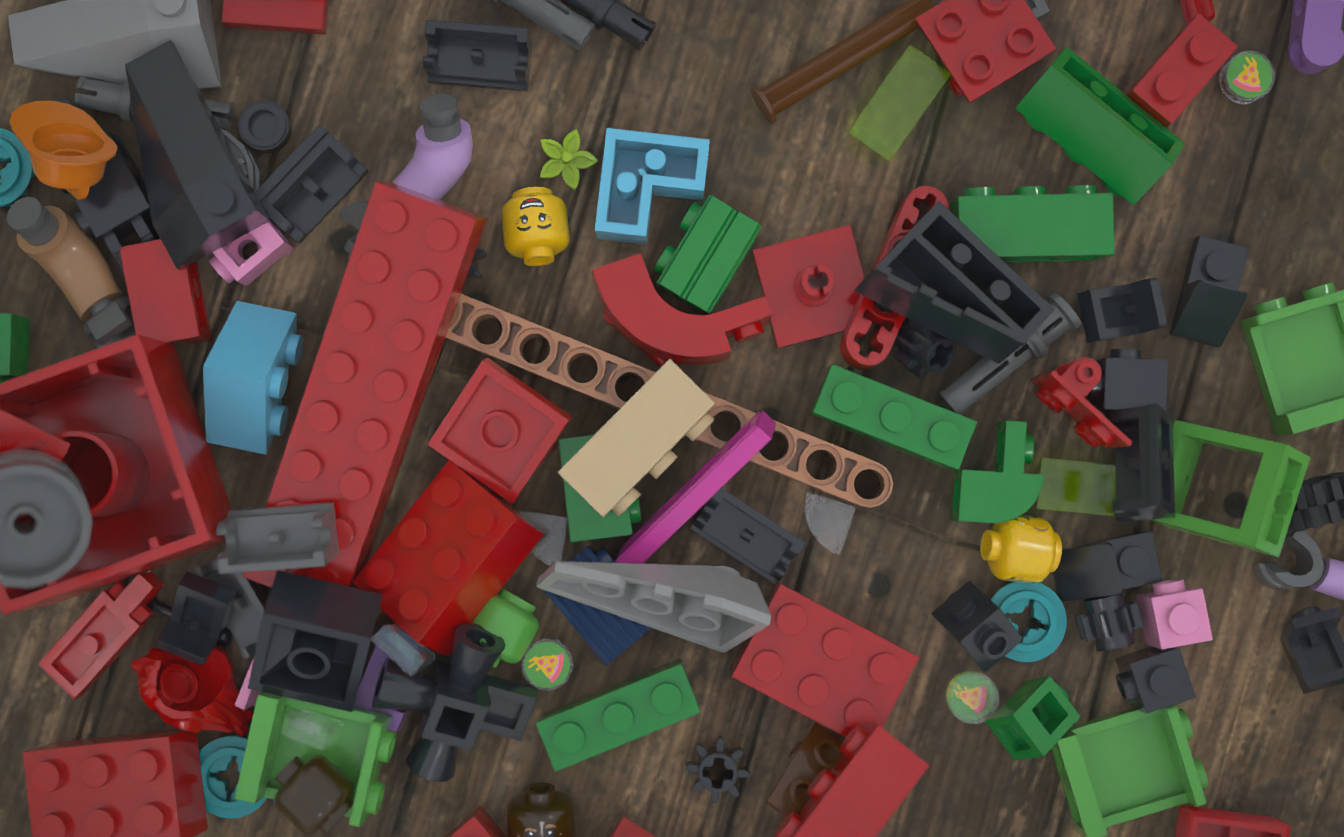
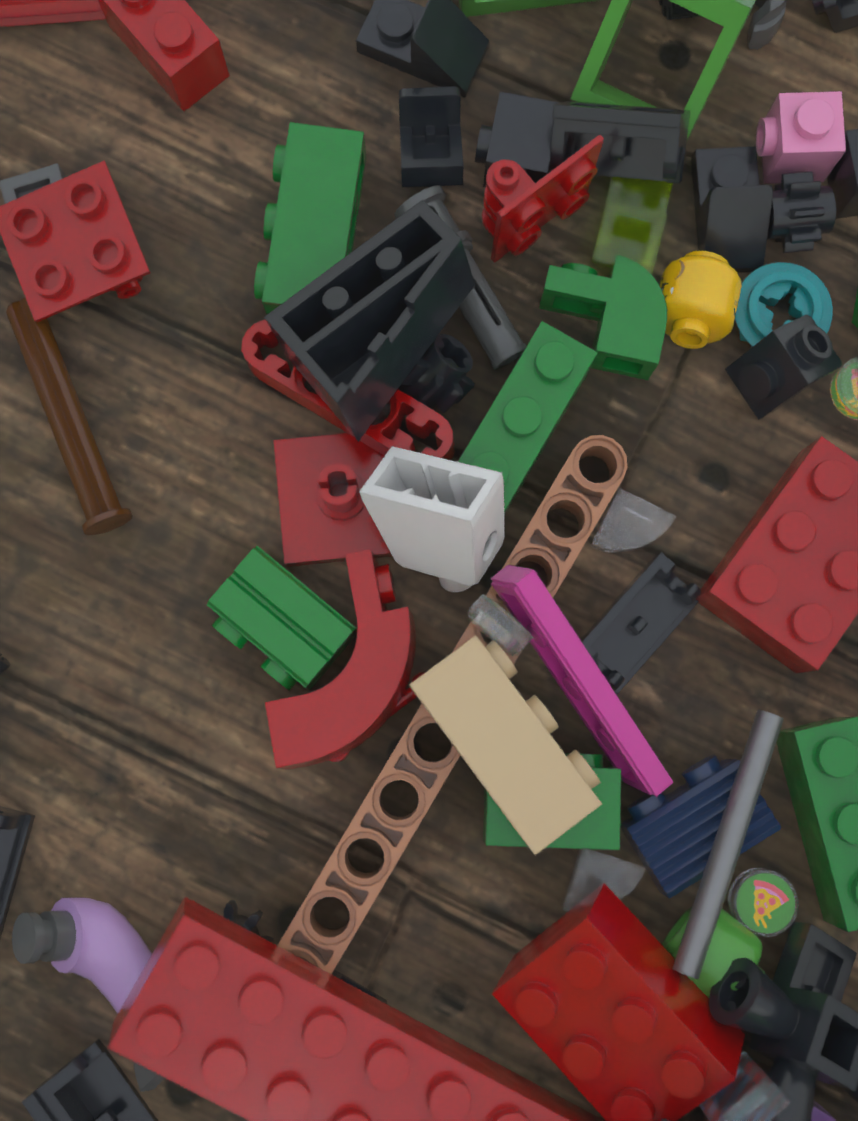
camera: 85 degrees left, 5 degrees down
(500, 430) = (464, 922): red bracket -> none
(535, 225) = (206, 832): yellow head -> none
(566, 159) = (129, 779): lime plant -> none
(589, 623) = (727, 844): none -> flat silver bar
(644, 166) = (156, 683): medium azure brick -> none
(687, 601) = (716, 695): light grey wedge -> none
(726, 422) = (499, 625): none -> clear tile
(806, 361) = (437, 515): none -> white torso
(899, 102) = (135, 357): clear neon green slope -> none
(1100, 126) = (207, 126): green brick -> none

